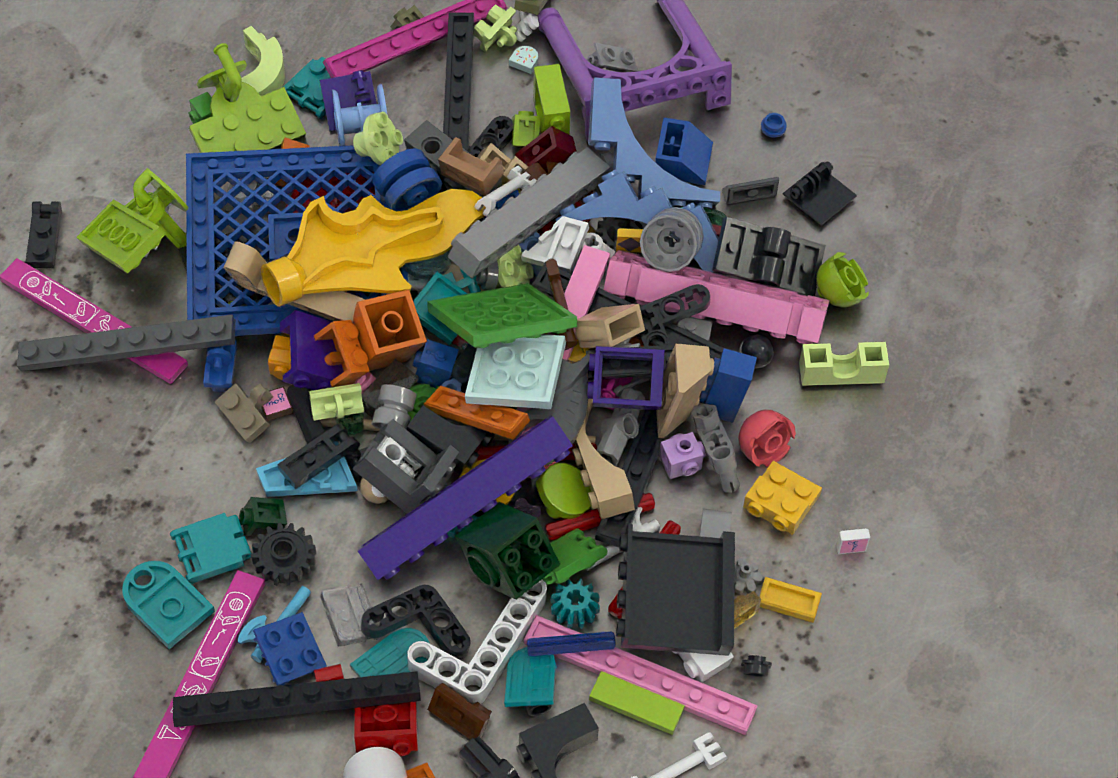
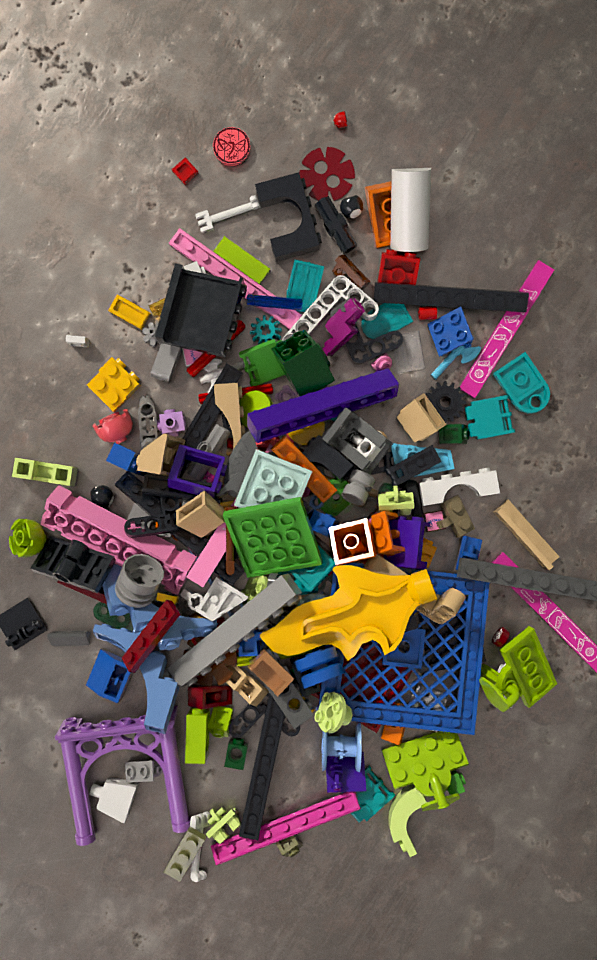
camera: 165 degrees left, 30 degrees up
(43, 234) = (579, 694): black plate -> none
(139, 405) = (526, 535): none -> tan fence
(161, 278) = (500, 637): none -> dark red tile
(216, 459) = (482, 484): none -> white arch
(316, 517) = (420, 418): none -> tan torso
(386, 590) = (382, 363): none -> bright pink plate
(458, 622) = (342, 325): none -> magenta plate
(496, 98) = (233, 761): none -> dark green brick
(516, 181) = (236, 662): white hinge -> none
(524, 59) = (207, 792): light aqua tile -> none
(638, 179) = (150, 636): none -> dark red plate
(641, 33) = (115, 797): none -> white torso
(756, 666) = (162, 267): black plate -> none
(773, 125) = (37, 692): blue plate -> none

